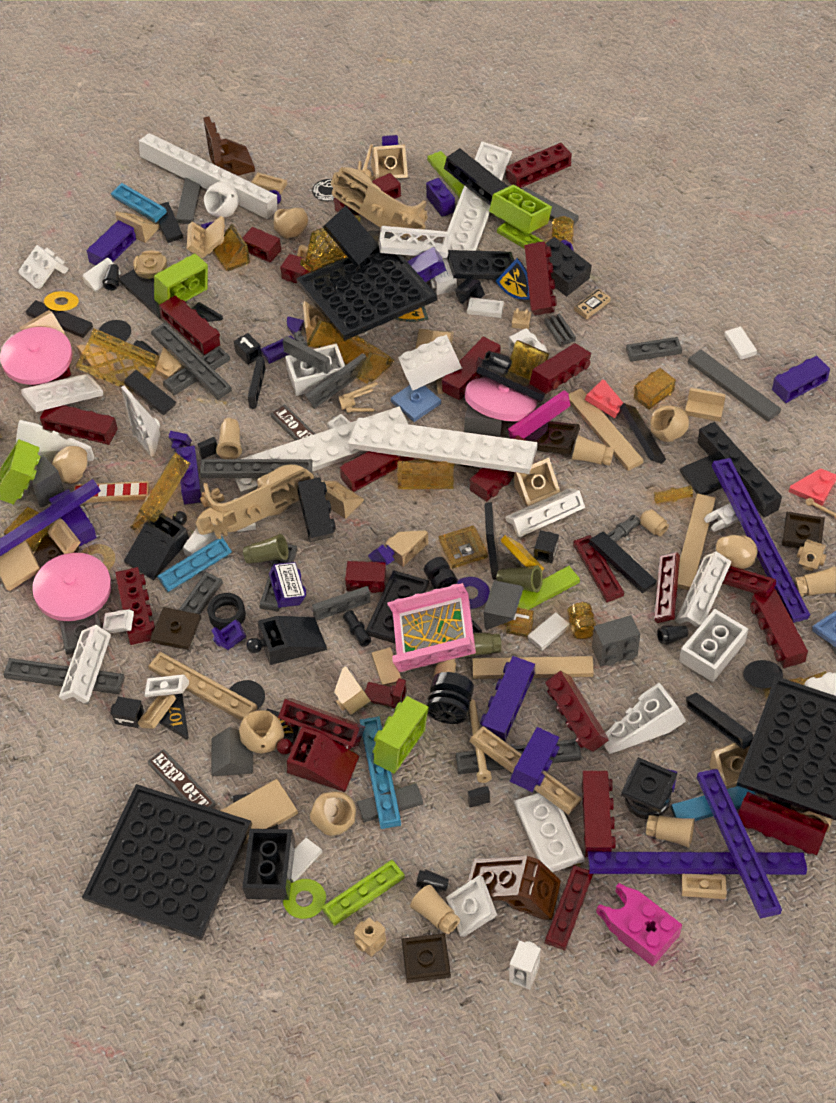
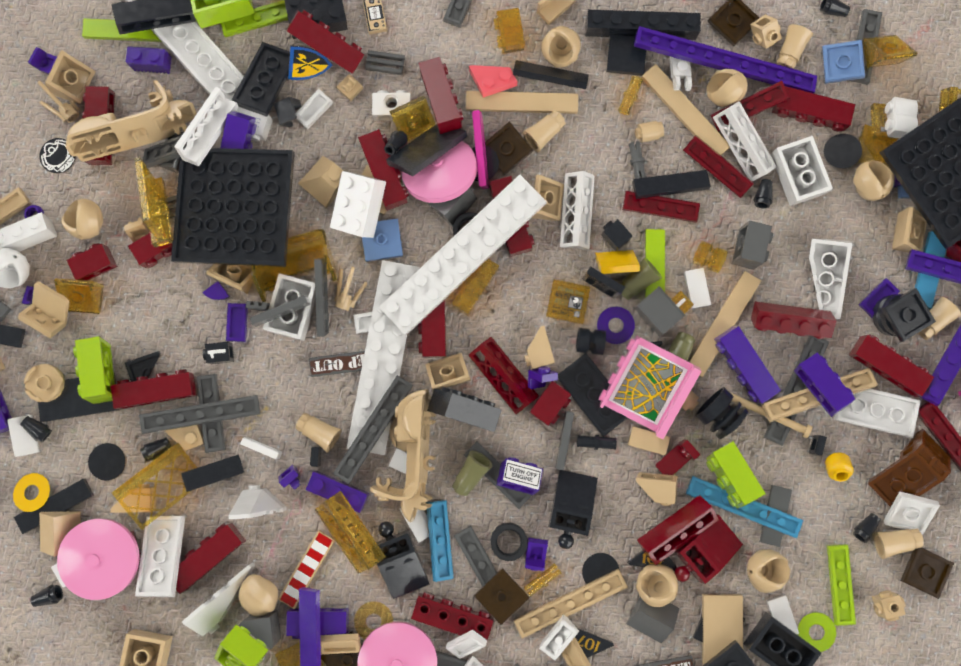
camera: 60 degrees left, 30 degrees up
(190, 411) = (260, 447): none -> white tile
(209, 653) = (542, 580): none -> clear yellow pin
(256, 383) = (266, 368): black tile -> none
(350, 236) = (163, 183): black tile -> none
(367, 532) = (506, 373): none -> dark red fence
(470, 821) = (839, 466): none -> yellow head
(719, 720) = (876, 217): black piece -> none
(749, 702) = (873, 180): none -> tan piece

